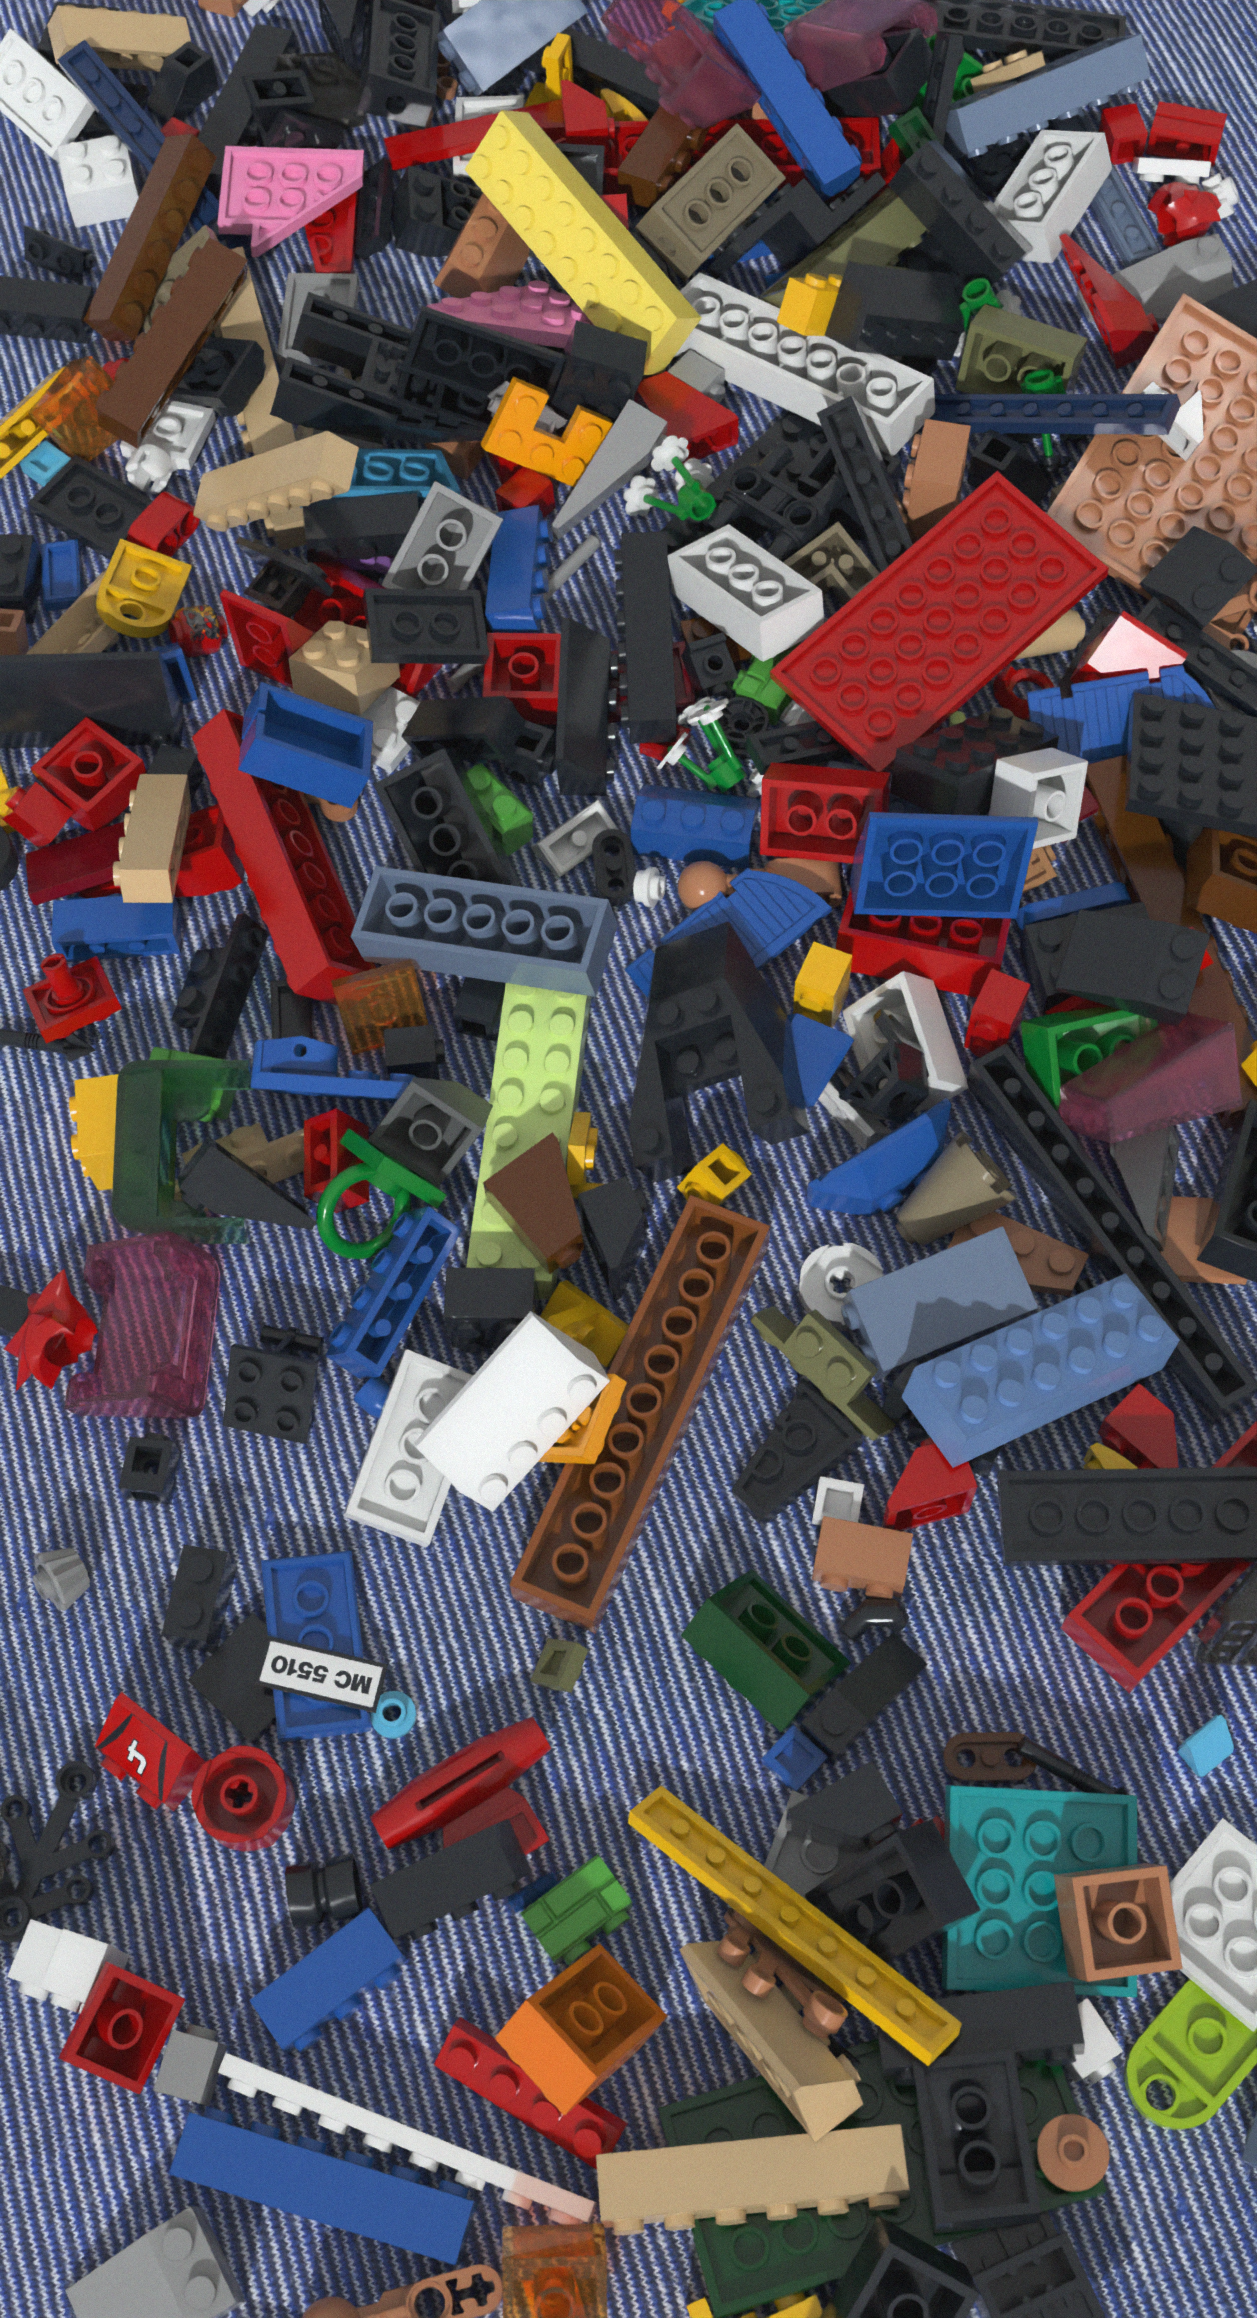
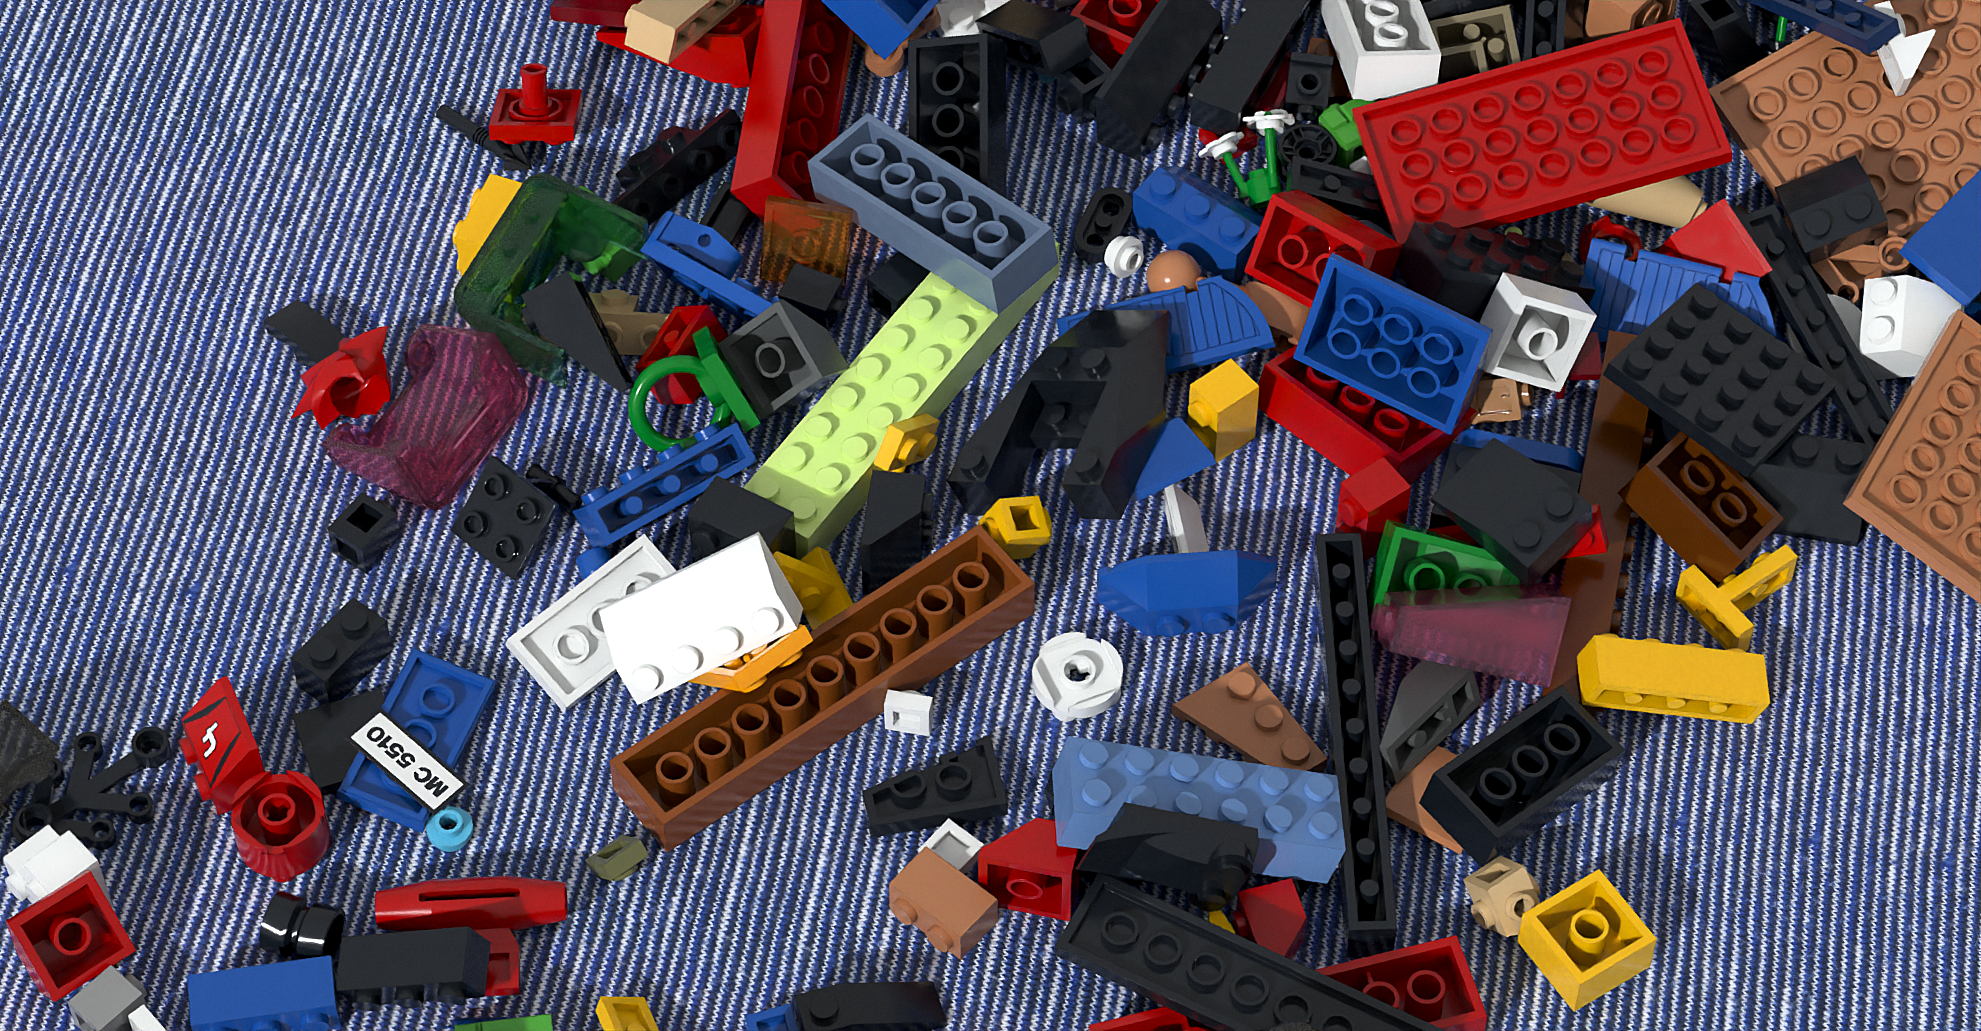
camera: 25 degrees right, 10 degrees down
(60, 1577) = (236, 579): light grey piece -> none
(114, 928) = (614, 73): blue brick -> none
(505, 811) = (1026, 127): bright green brick -> none
(538, 1204) = (834, 461): reddish brown slope -> none
(573, 839) = (1074, 186): white slope -> none
(725, 1393) = (908, 712): none -> white plate
(765, 1649) = (803, 927): dark green slope -> none
(830, 1363) = (1017, 731): olive bracket -> none
(874, 1612) = (926, 955): black arm -> none
(900, 1063) = (1232, 509): black piece -> none
(918, 1008) = (1275, 497): white slope -> none
(939, 1303) = (1147, 708): sand blue slope -> none
(953, 1193) = (1229, 638): dark tan cone -> none
(1064, 1419) = (1176, 851): none -> black slope

